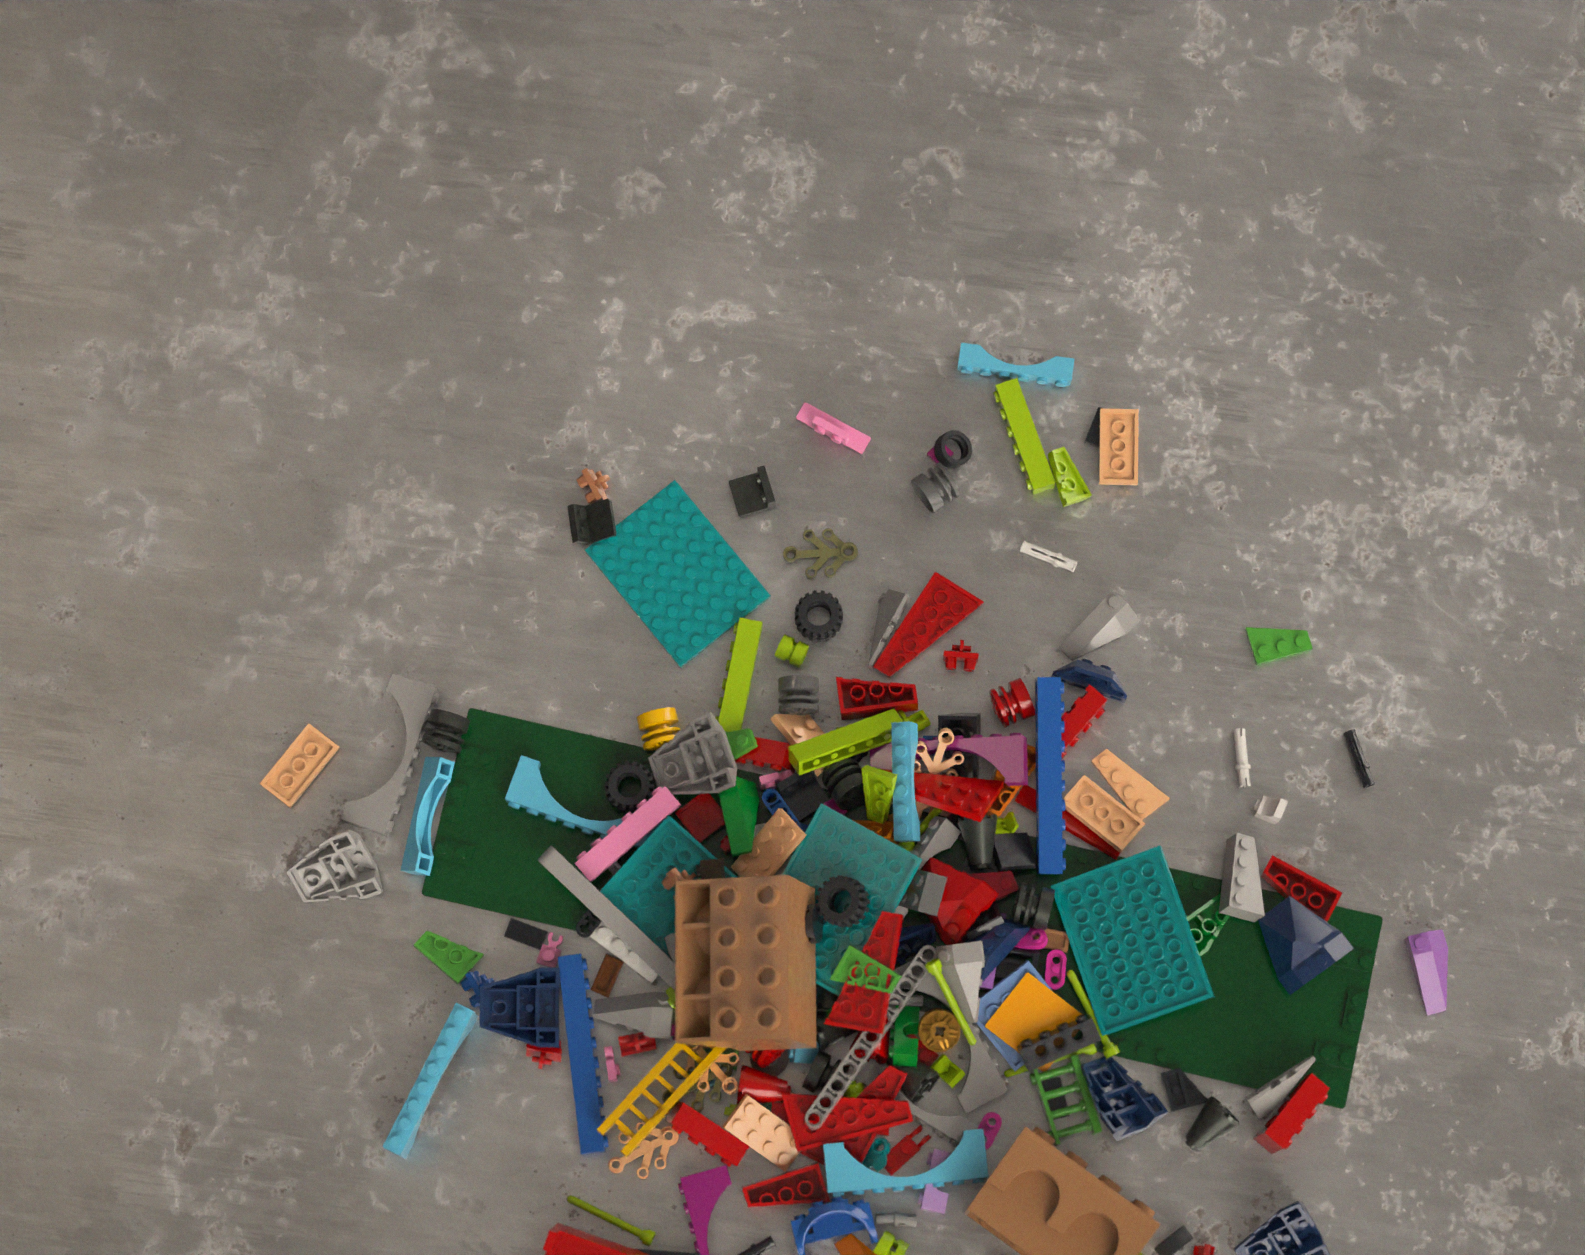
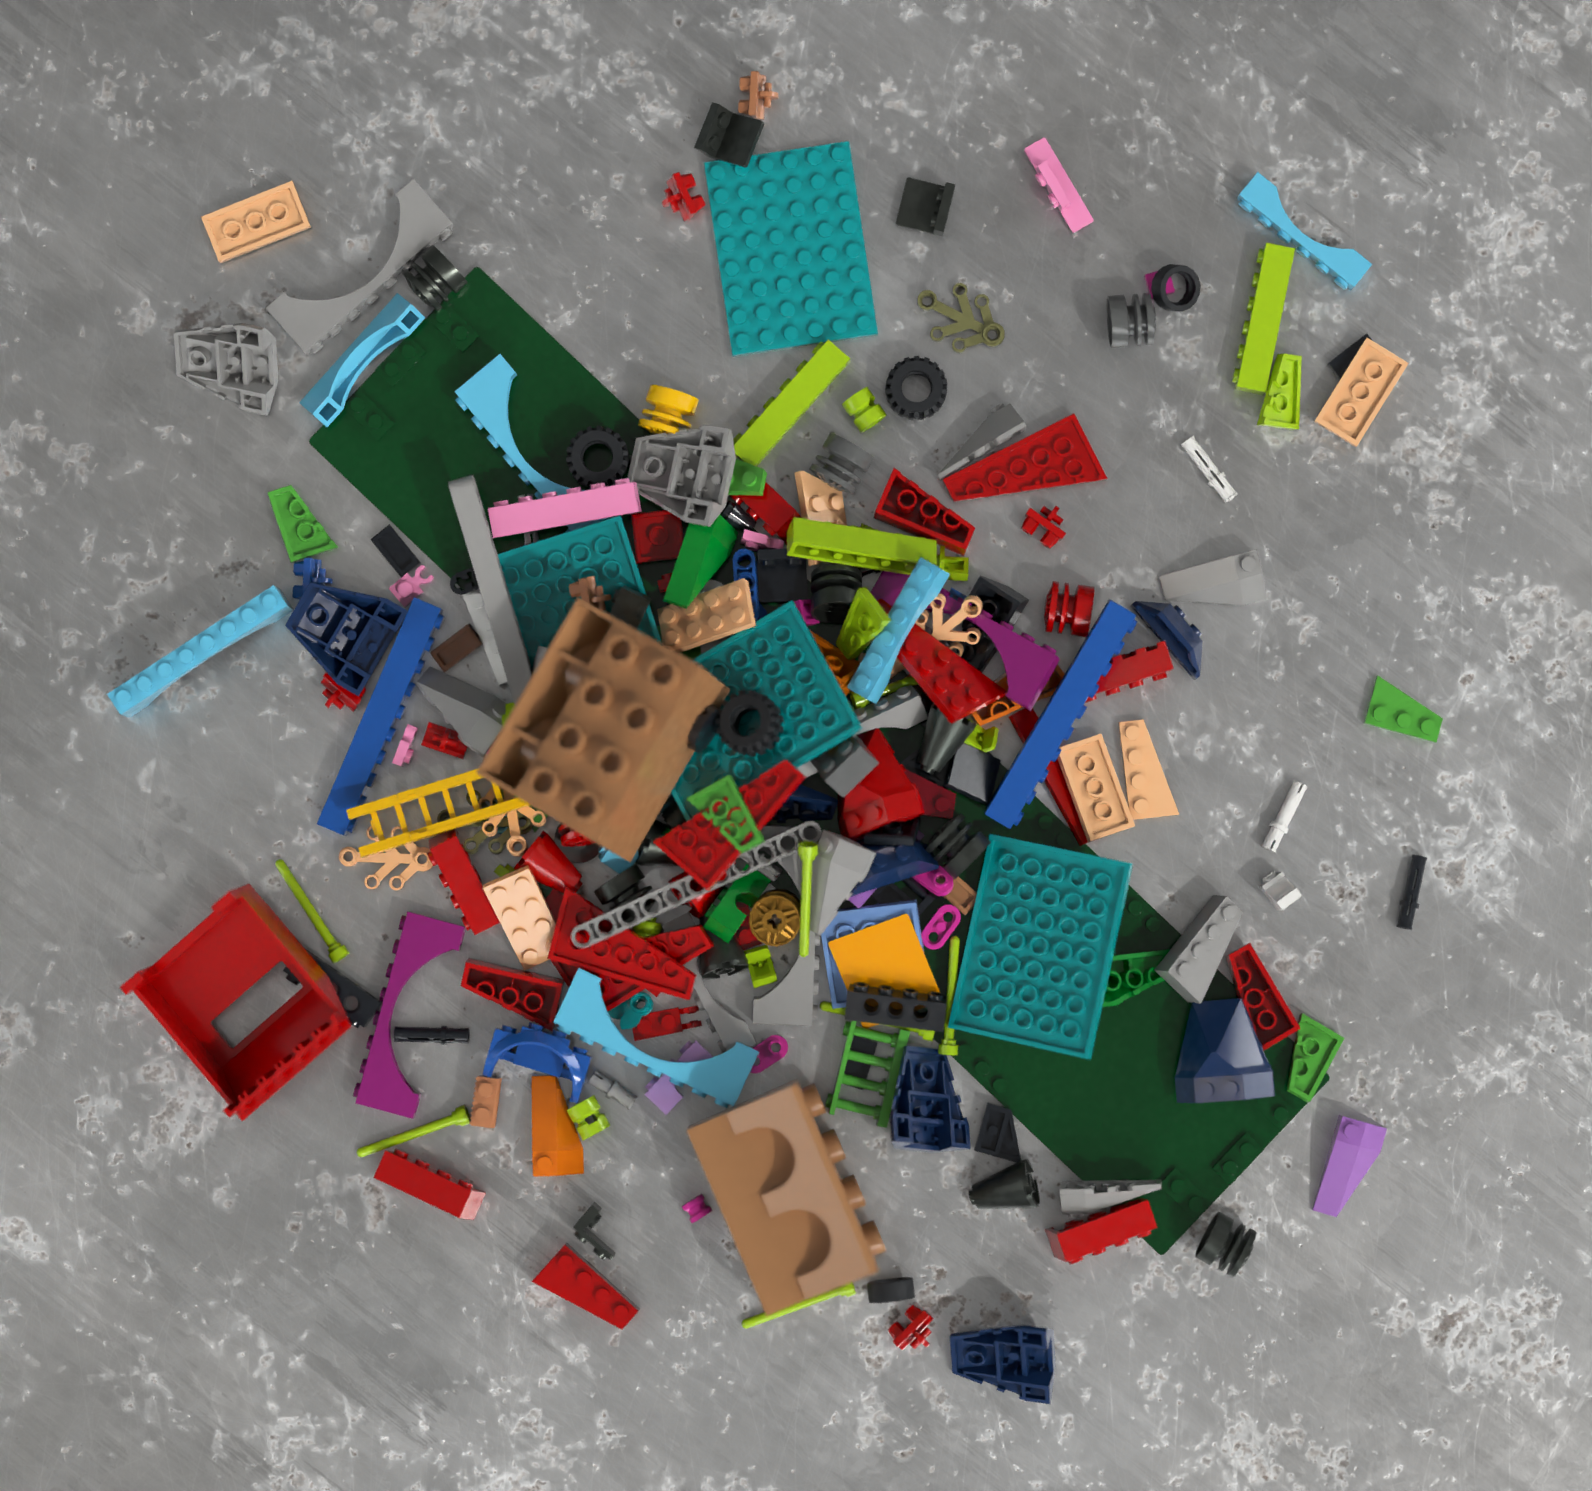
camera: 30 degrees right, 10 degrees up
(581, 581) = (679, 197): none -> red hips
(749, 772) = (737, 517): none -> black cone
(1362, 910) = (1311, 1058): none -> bright green wing
(1387, 1072) = (1226, 1244): none -> pearl dark grey wheel

